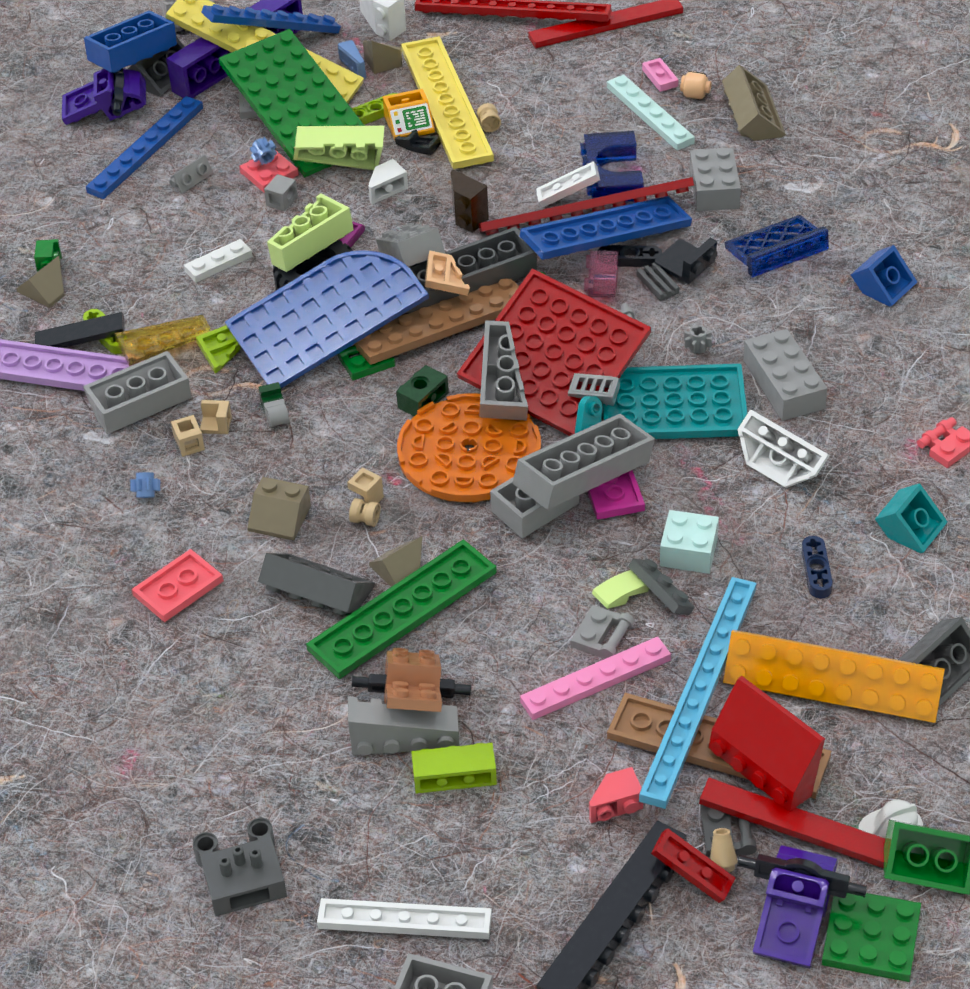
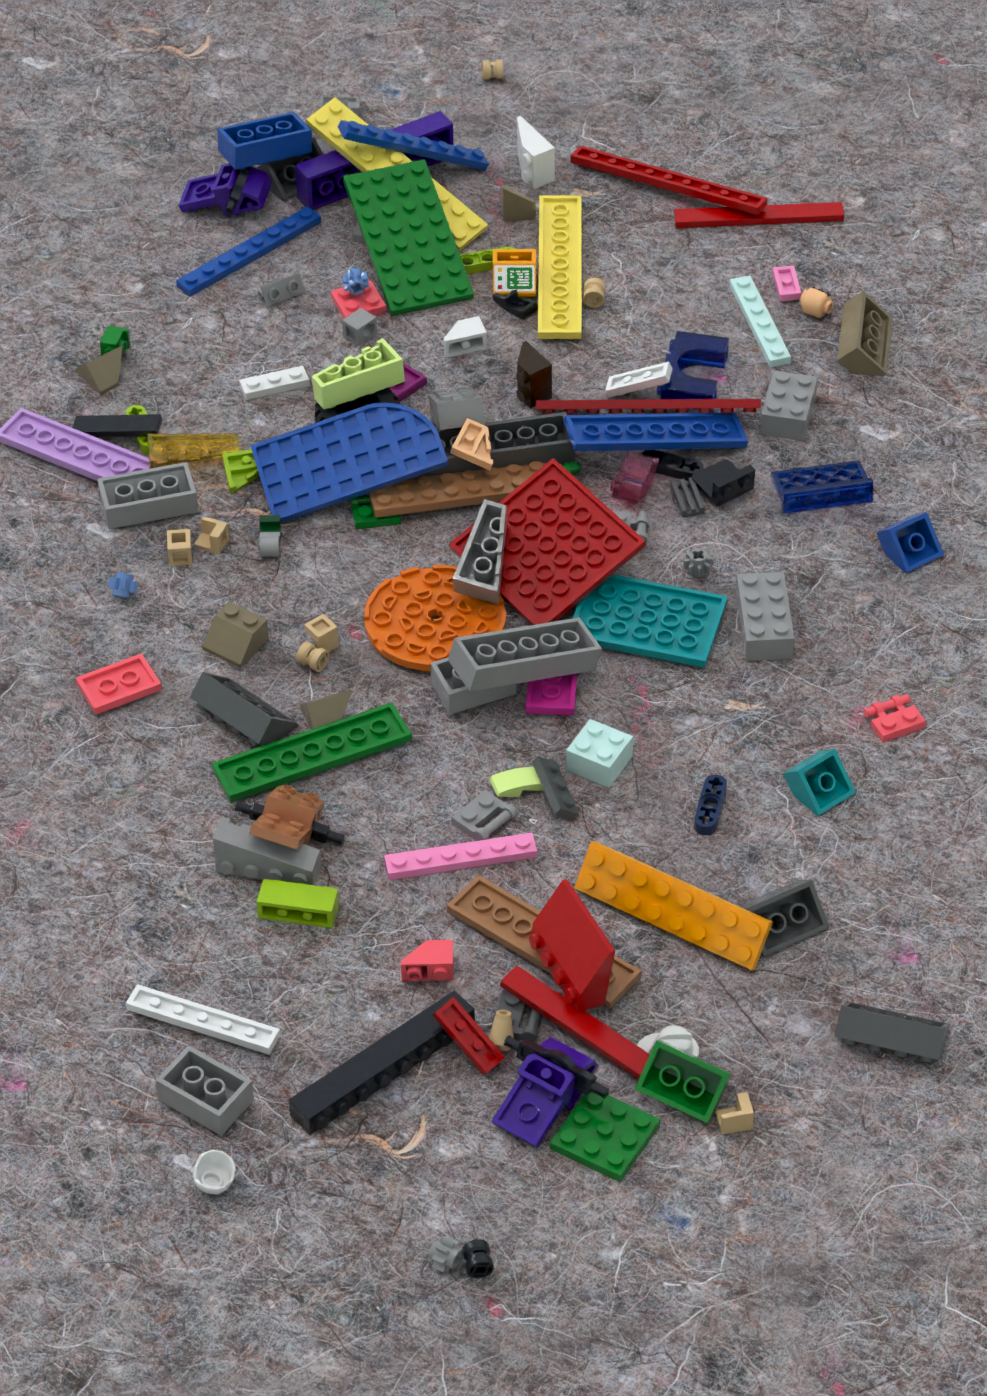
camera: 15 degrees right, 0 degrees up
(242, 873) = (79, 947): dark grey piece -> none
(340, 145) = (431, 291): yellowish green wedge -> none
(352, 58) = (483, 197): medium blue slope -> none
(421, 389) = (413, 551): dark green brick -> none
(588, 413) = (552, 610): teal plate -> none
(610, 382) = (581, 600): light grey slope -> none
(696, 695) = (539, 890): medium azure plate -> none
(778, 452) = (720, 687): white wedge -> none

